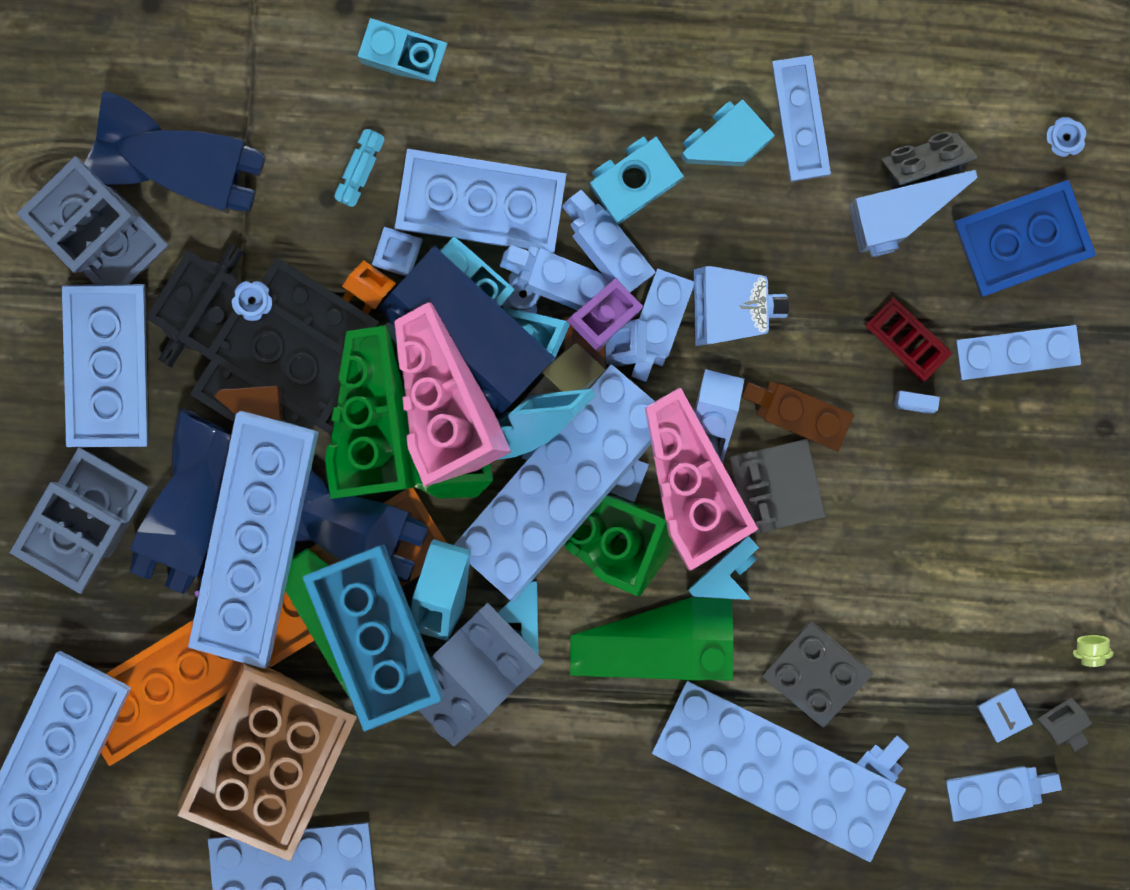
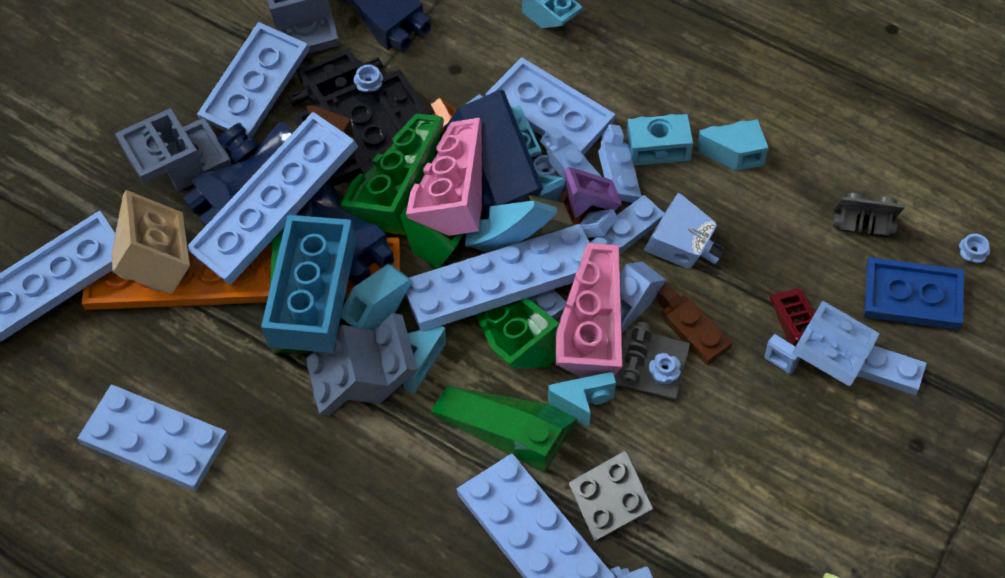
camera: 30 degrees right, 30 degrees down
(146, 464) = (238, 143): none -> dark blue wheel
(147, 665) = (150, 243): none -> tan slope
(266, 761) = (183, 341): medium nougat slope -> none
(359, 167) = (484, 58): medium azure axle -> none
(790, 499) = (662, 375): none -> light blue plate
(801, 118) = (790, 156): light blue plate -> none
(893, 215) = (841, 228): light blue slope -> none
(972, 366) = (836, 343): none -> light blue slope

